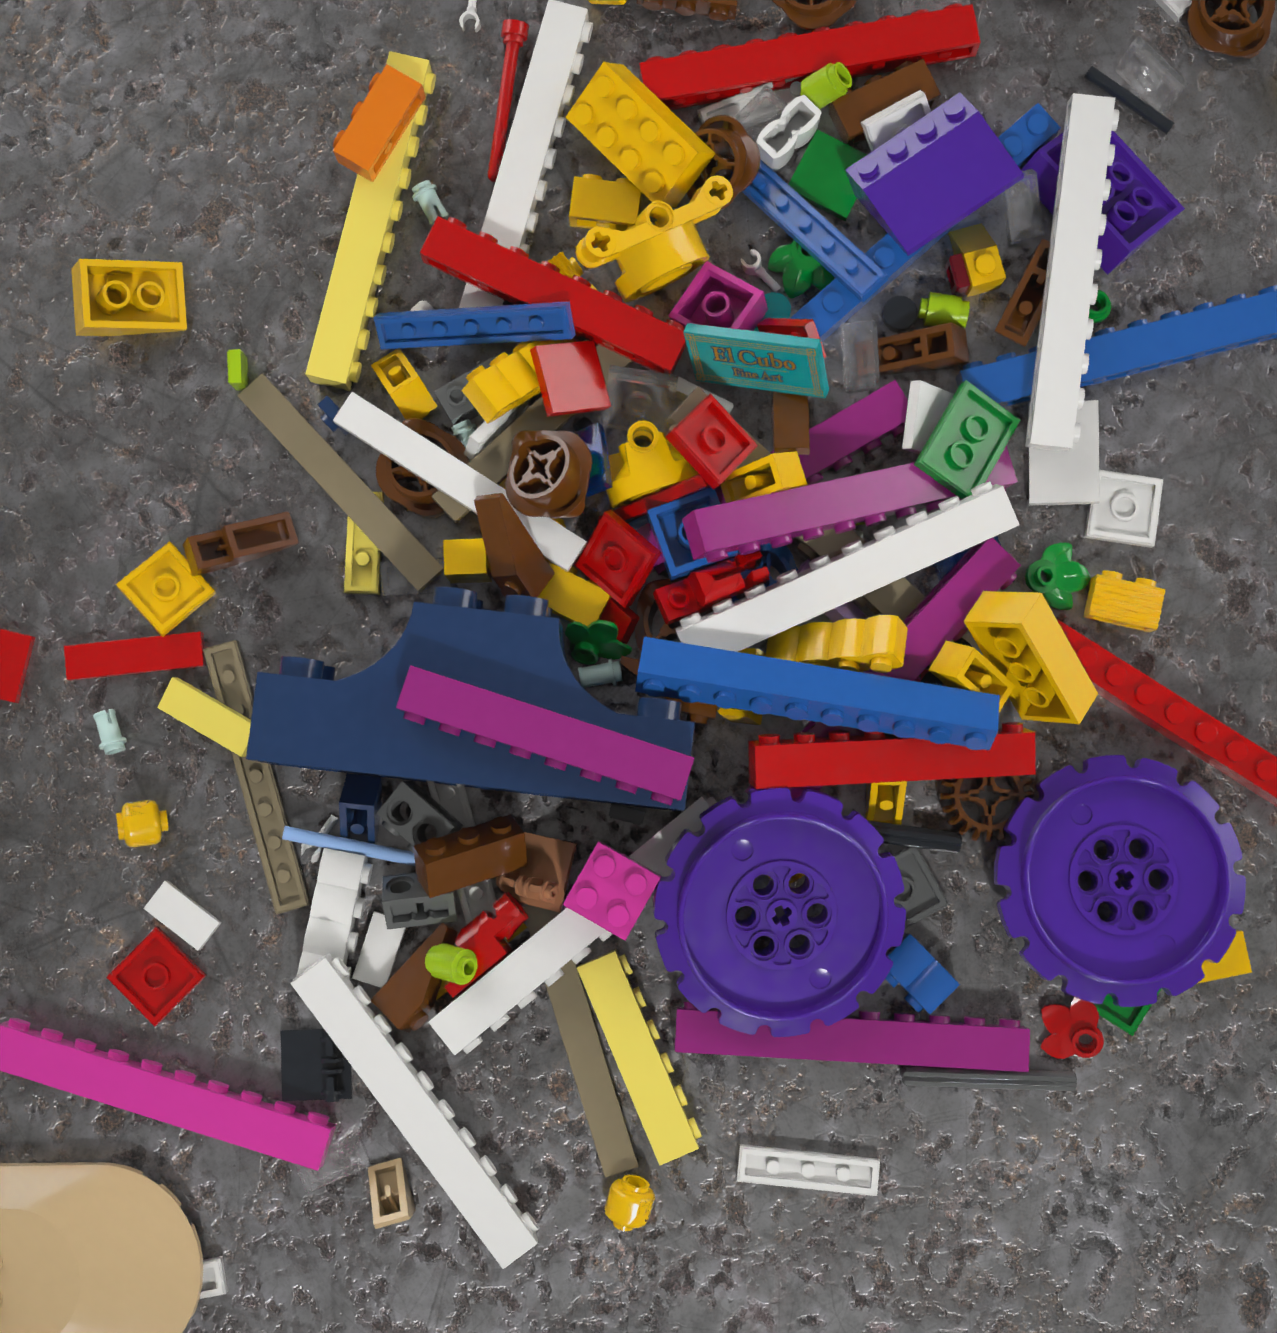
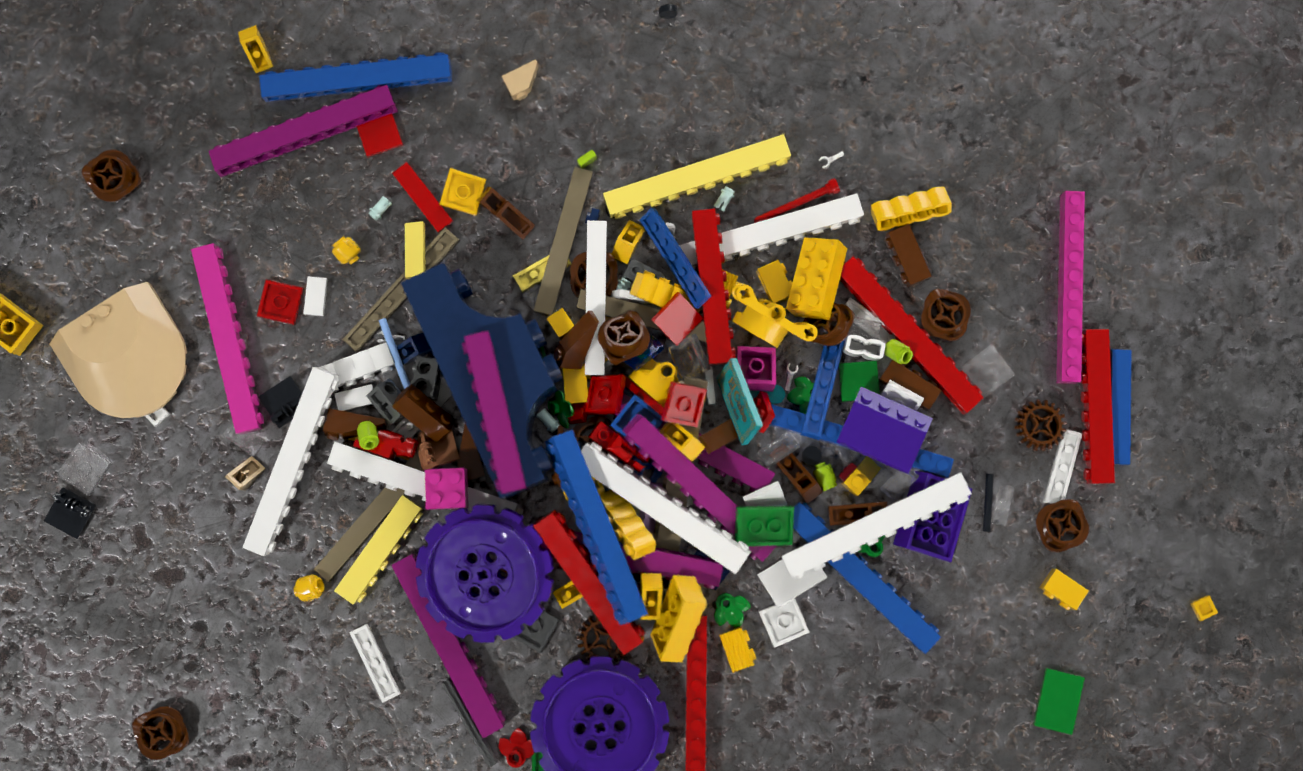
camera: 55 degrees right, 0 degrees up
(50, 395) = (520, 81): none -> tan slope
(90, 110) = (668, 11): none -> black tile
(128, 297) = (589, 86): yellow slope -> none
(378, 122) = (743, 151): orange brick -> none
(579, 825) = (470, 457): none -> reddish brown slope
(918, 837) = (562, 616): black axle -> none
(919, 975) = (498, 659): blue brick -> none

